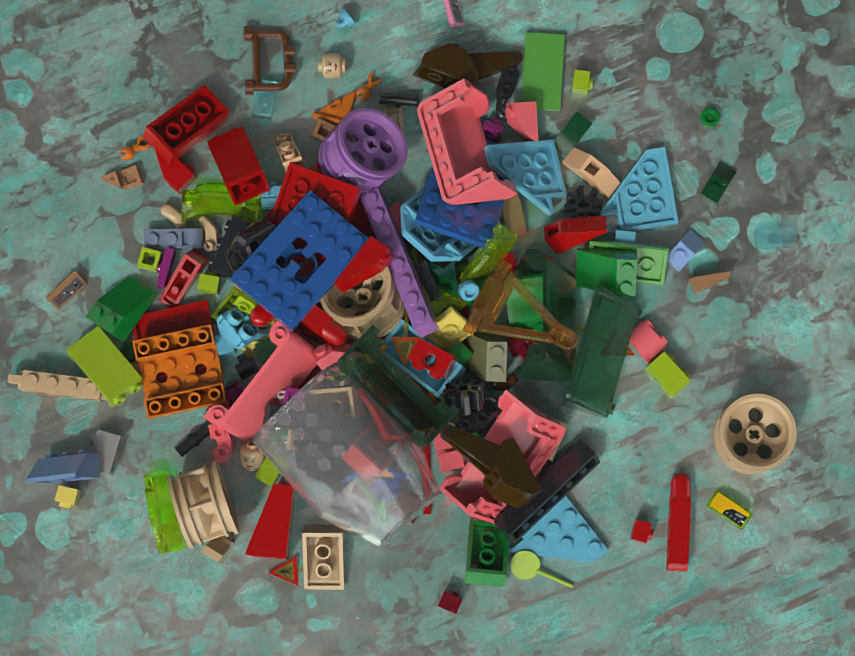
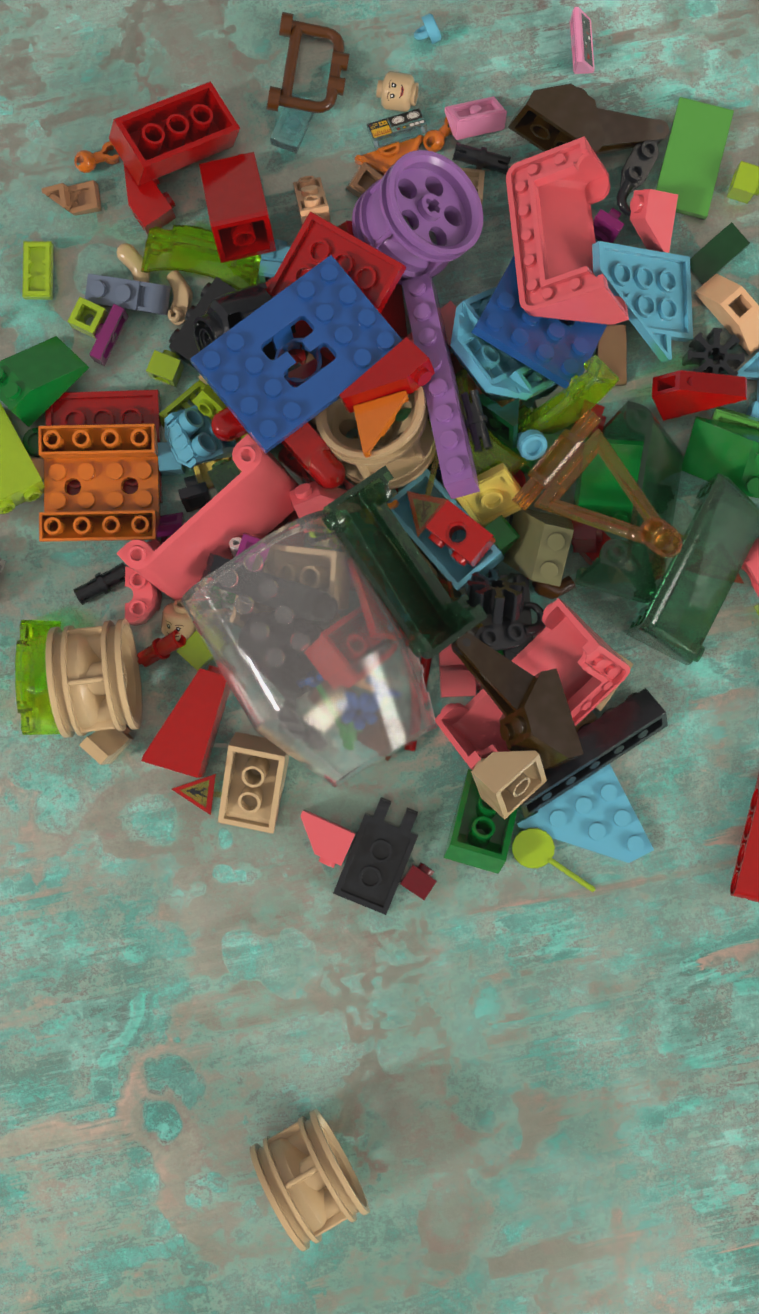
camera: 10 degrees right, 5 degrees up
(108, 233) = (38, 270): none -> lime plate
(184, 278) = (131, 352): red slope -> none
(242, 477) = (160, 649): none -> red axle
(336, 89) = (397, 128): none -> tile
(361, 293) = (376, 418): none -> orange tile
(382, 585) = (327, 838): none -> coral slope
(389, 72) = (476, 117): none -> bright pink slope
(419, 593) = (377, 859): none -> black tile
(496, 518) = (508, 779): none -> tan slope
(641, 532) = (706, 834): red plate -> none

